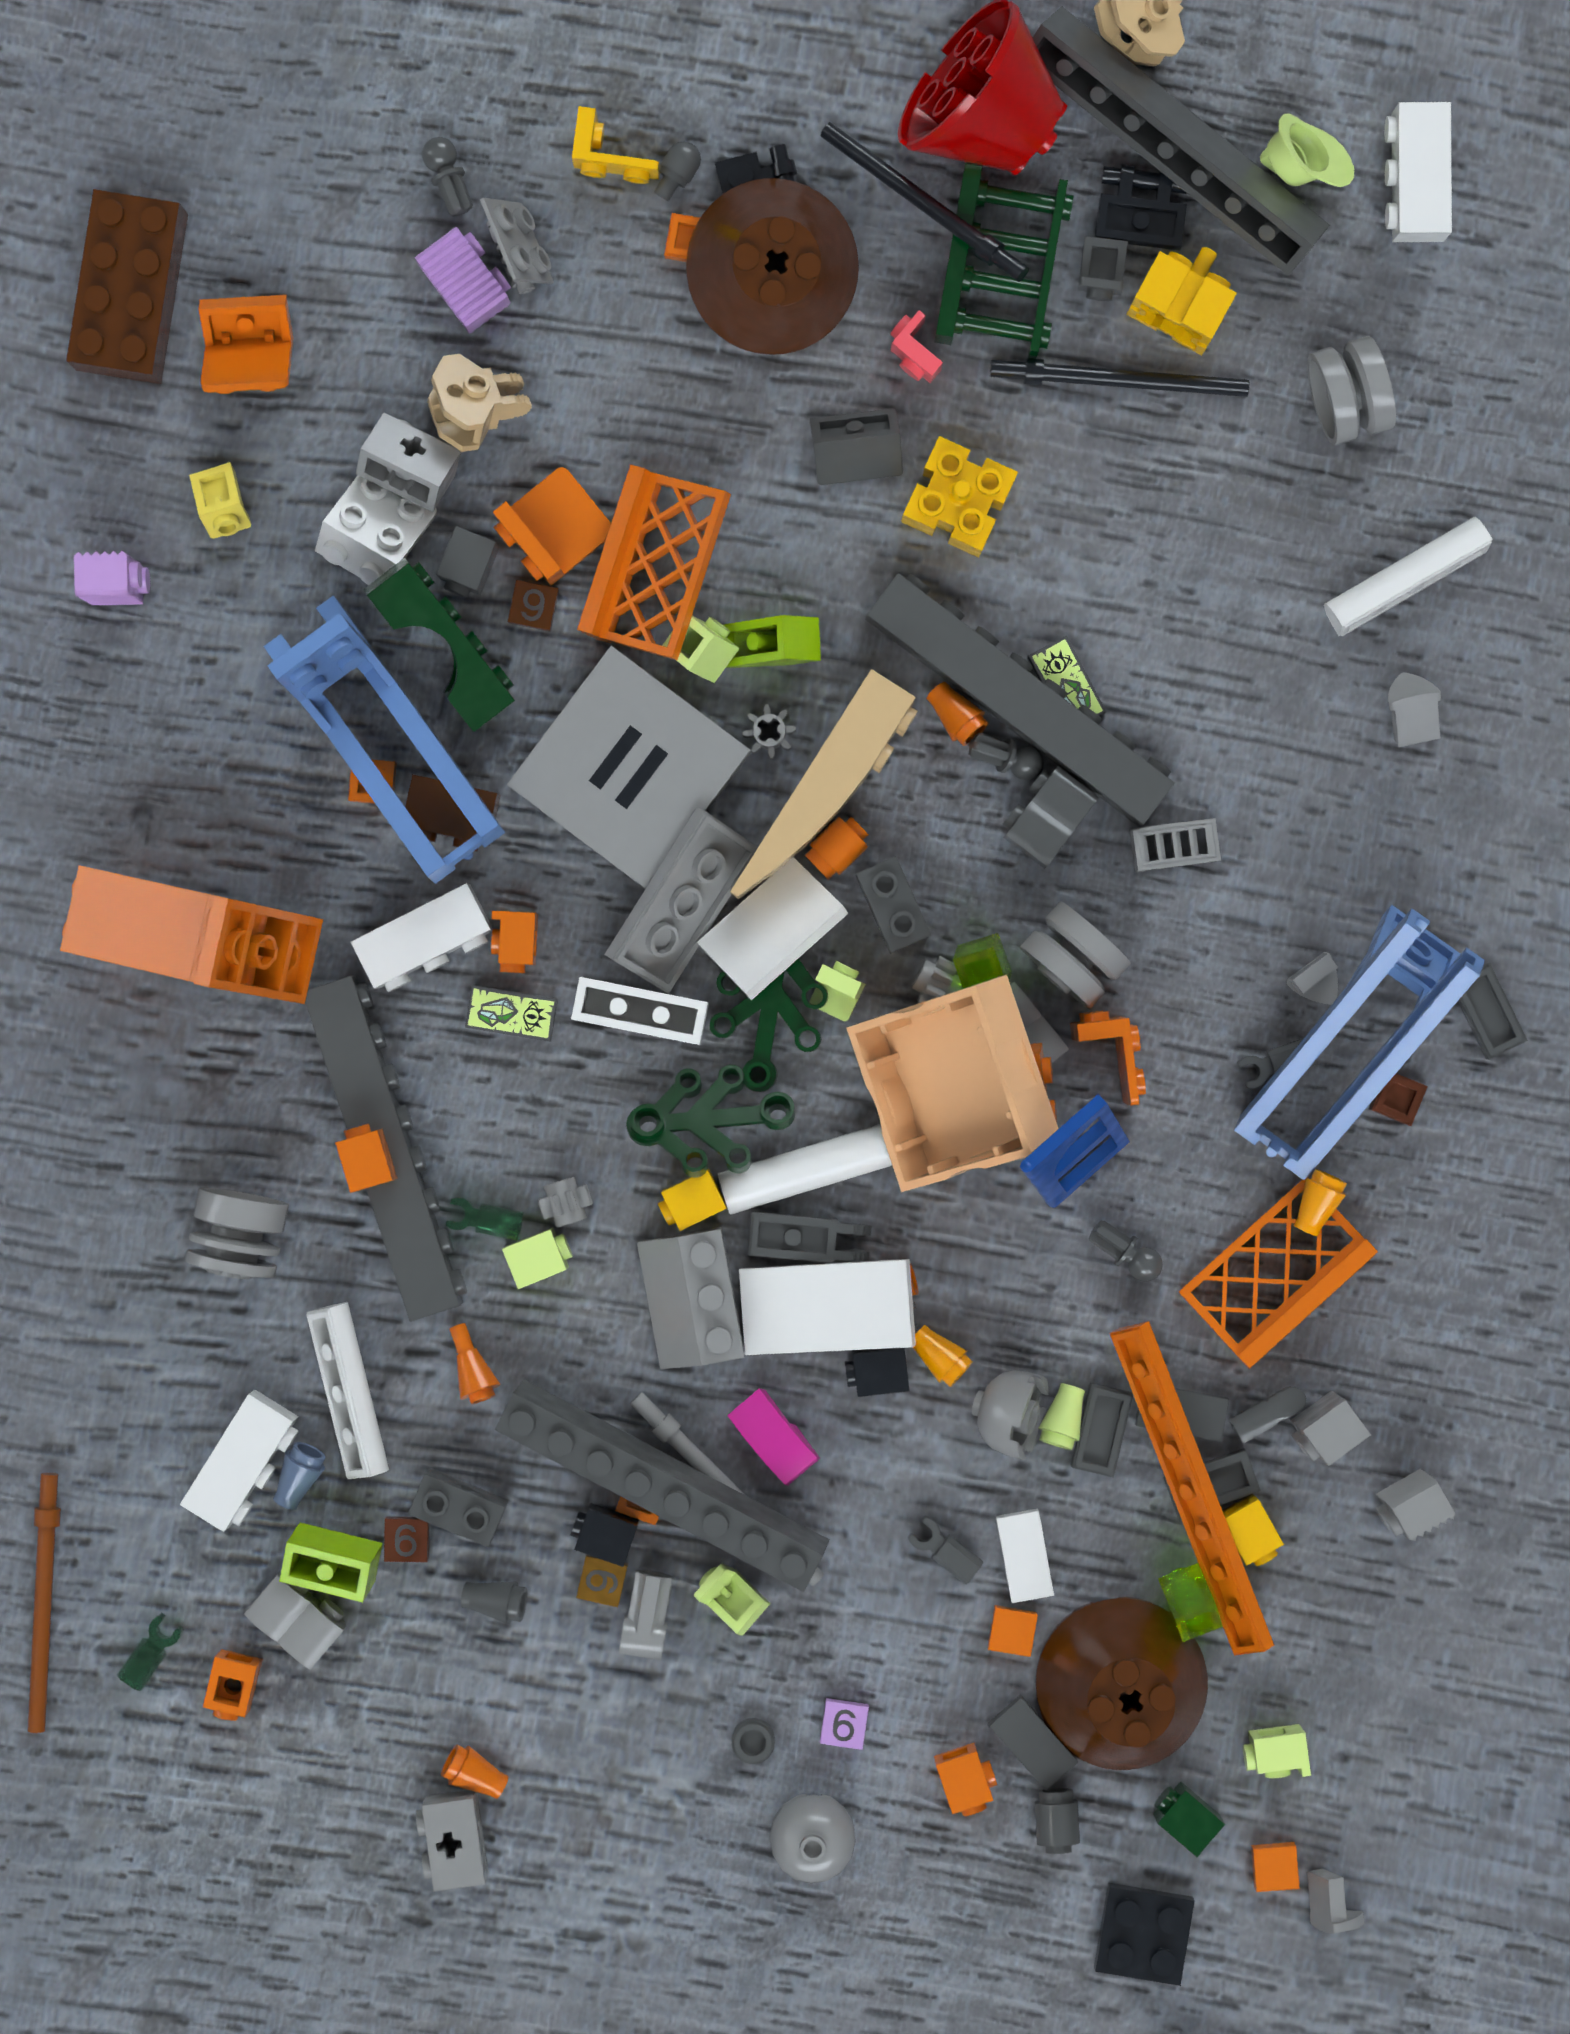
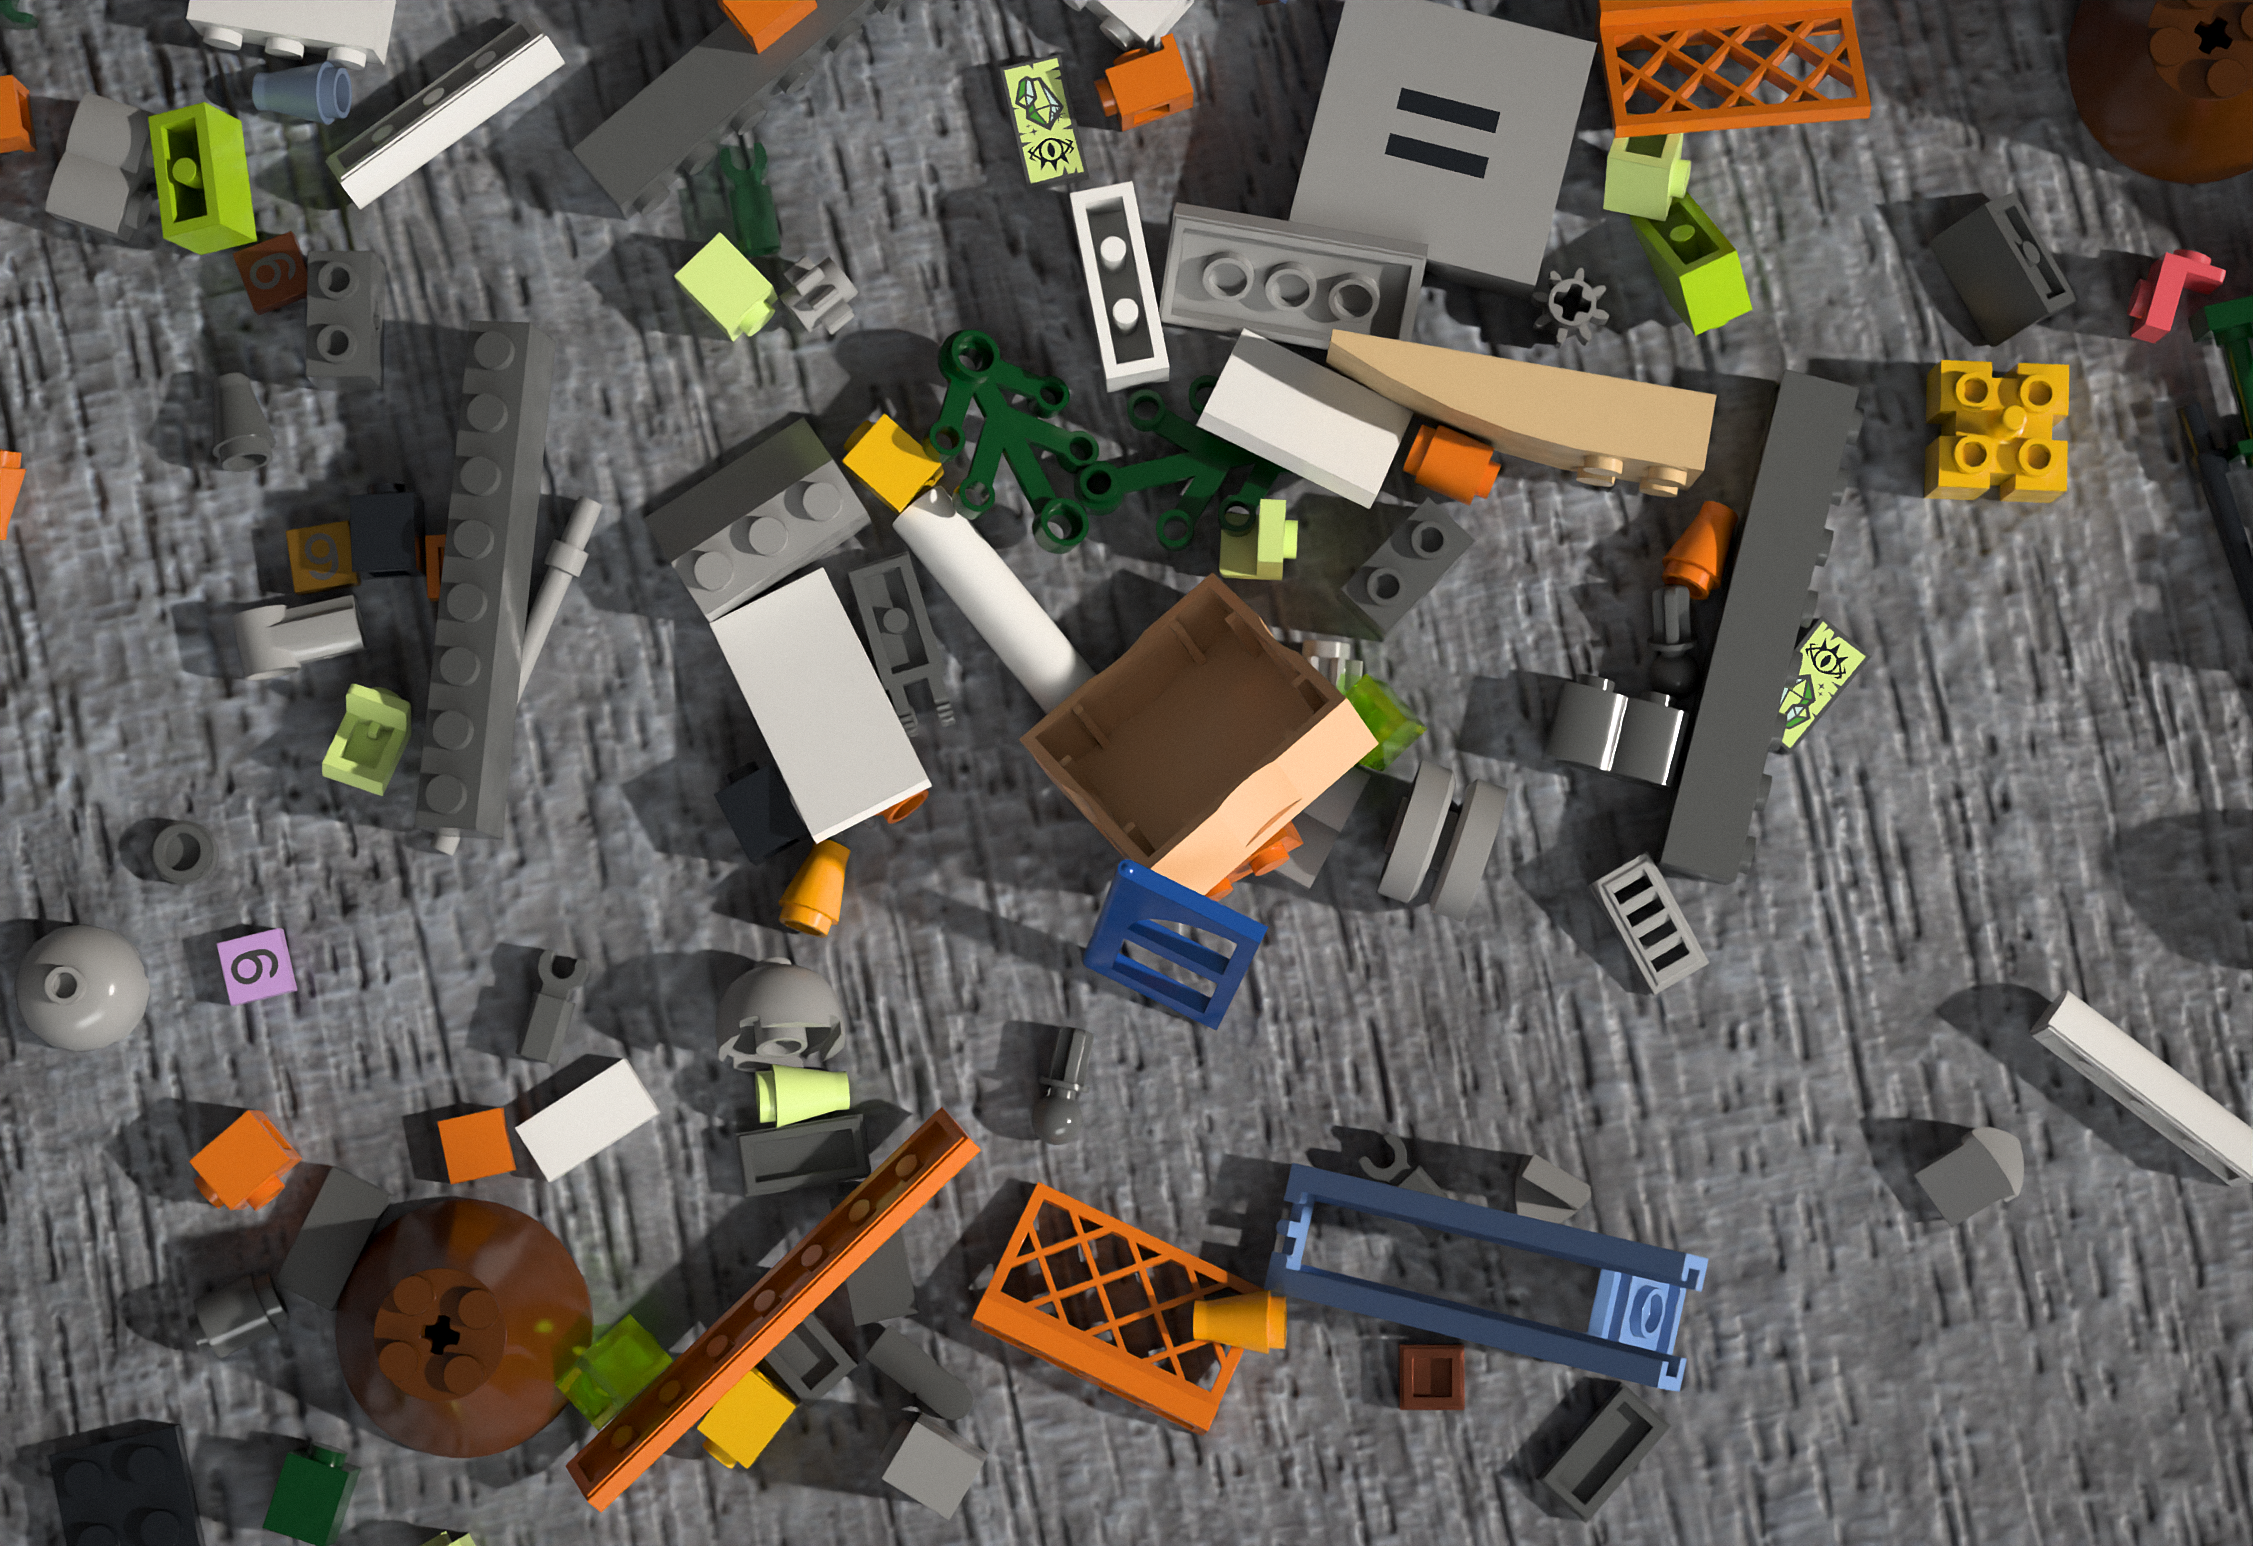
camera: 70 degrees right, 5 degrees down
(474, 1374) = (533, 272): orange cone -> none
(773, 1437) = (610, 707): dark pink slope -> none
(1099, 1025) = (1358, 914): orange bracket -> none

